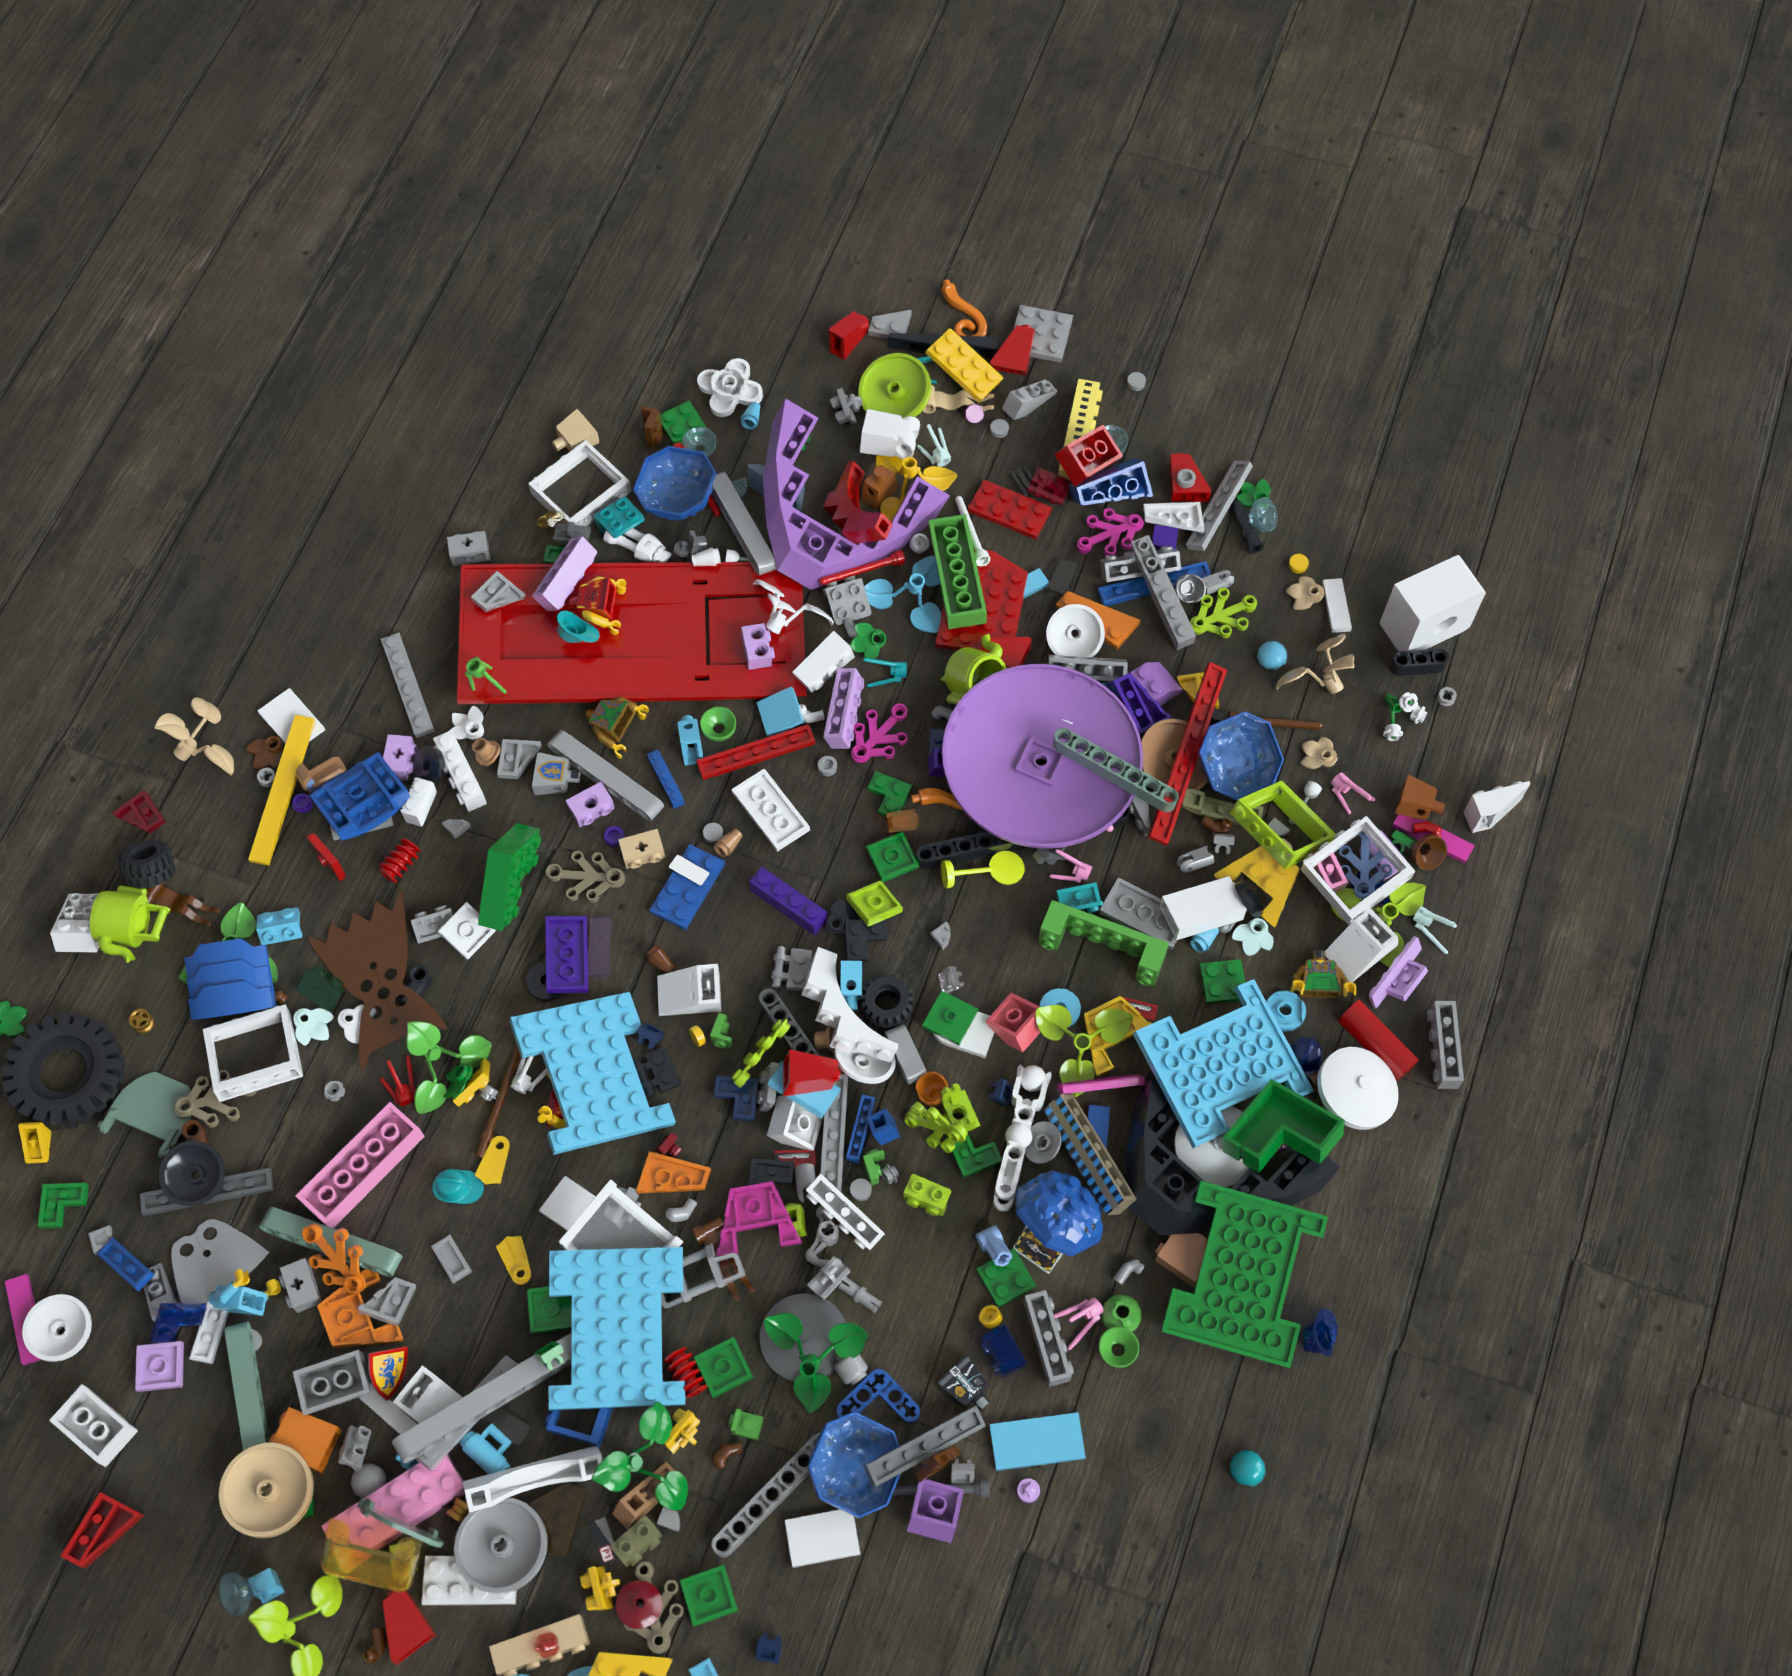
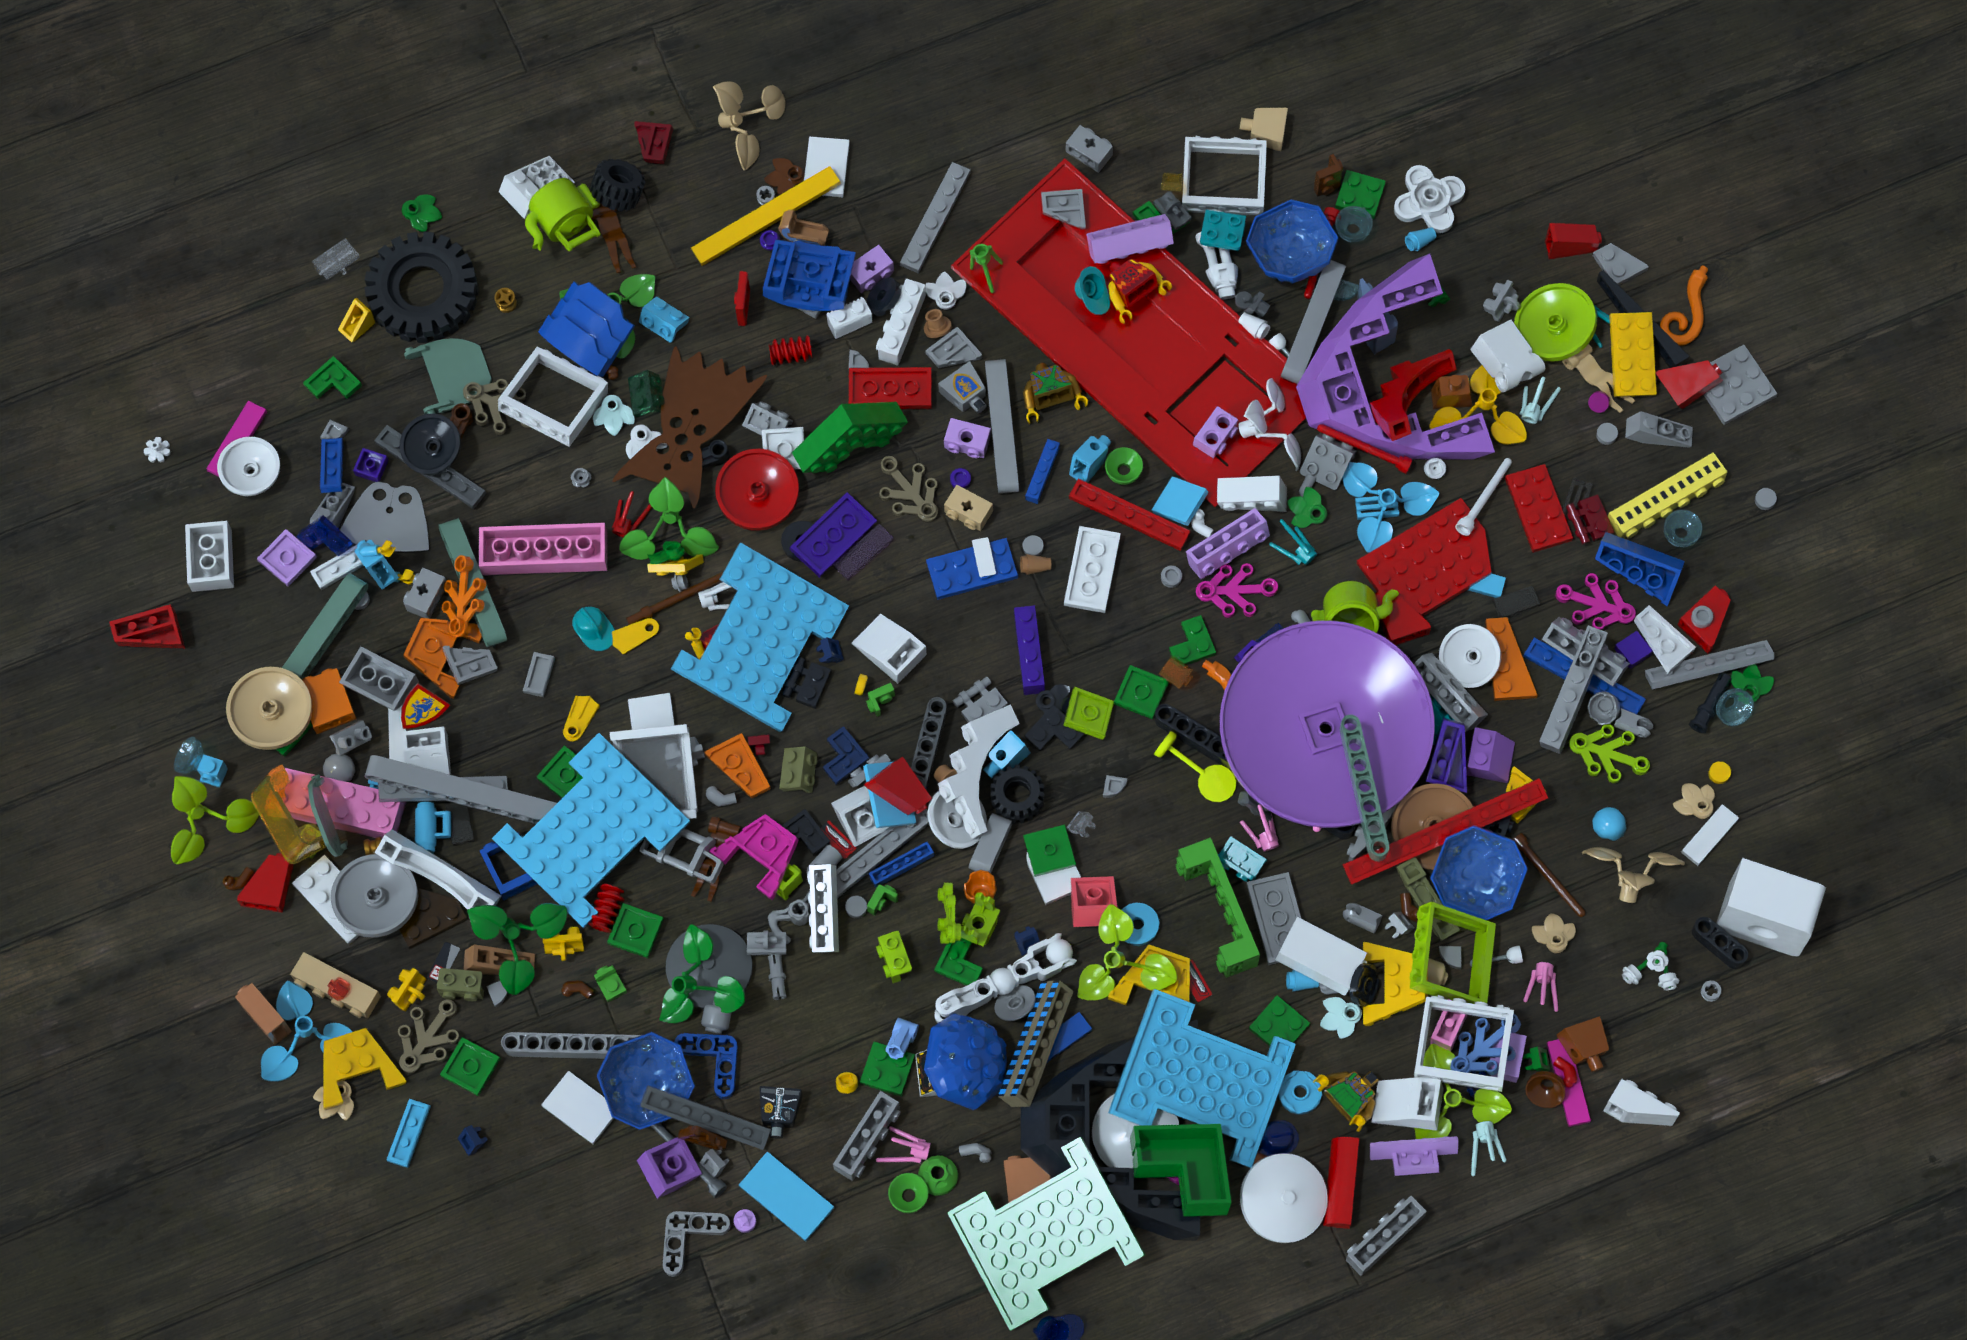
camera: 50 degrees right, 5 degrees up
(157, 1235) = (370, 465): none -> dark purple piece
(477, 975) = (757, 489): none -> red dish
(497, 819) = (906, 386): none -> red plate
(548, 1353) = (528, 800): tile -> none
(631, 1614) = (425, 1035): dark red dish -> none
(660, 960) = (894, 602): reddish brown cone -> none
(716, 1137) = (798, 769): none -> olive bracket
(763, 1044) = (917, 736): lime plant -> none
(883, 1126) = (916, 878): blue brick -> none
(889, 1174) = (886, 916): light grey plate -> none
(901, 599) = (1370, 500): none -> medium azure tile
(957, 571) = (1430, 519): bright green brick -> none
(994, 1550) = (681, 1231): none -> light grey beam
(1003, 1351) = (829, 1113): clear blue brick -> none
(1088, 455) = (1640, 523): red brick -> none
(1100, 1083) = (1101, 1005): dark pink tile -> none

